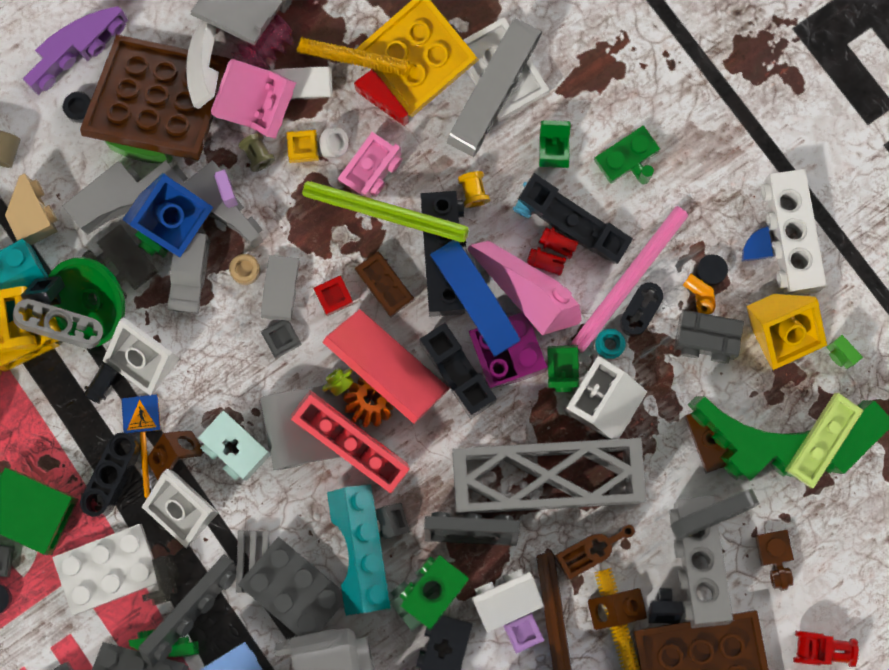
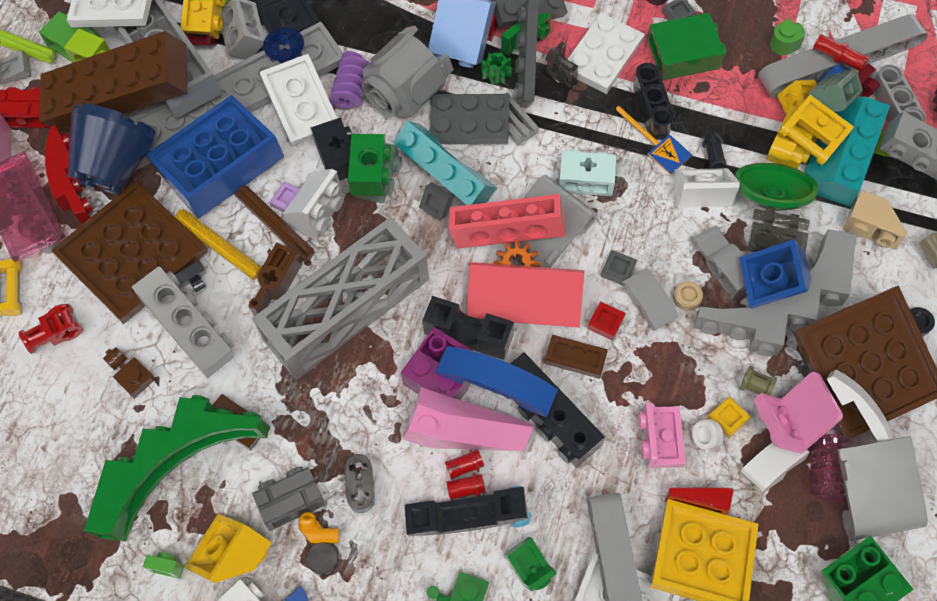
camera: 145 degrees right, 15 degrees down
(45, 290) = (809, 167): black tile -> none
(82, 323) = (799, 148): light grey beam -> none
(168, 451) = (626, 135): reddish brown bracket -> none
(179, 508) = (589, 118): white slope -> none
(219, 632) = (496, 68): none -> green gear
(225, 189) = (752, 324): lavender tile -> none
(338, 381) = (549, 255): lime plate -> none
(354, 56) = (752, 512): yellow axle -> none
(385, 211) = (618, 402): lime axle -> none
(471, 529) = (397, 208): dark grey plate -> none
(473, 189) = (566, 479): yellow bush -> none
(563, 367) = (388, 389): green bracket -> none
(606, 399) = (339, 387): white slope -> none
(614, 335) = (362, 430): teal plate -> none
(621, 607) = (225, 256): reddish brown bracket -> none
(629, 279) = (386, 504): bright pink axle -> none
(714, 514) = (191, 351): dark grey beam -> none
(824, 440) = (136, 470): yellowish green tile -> none

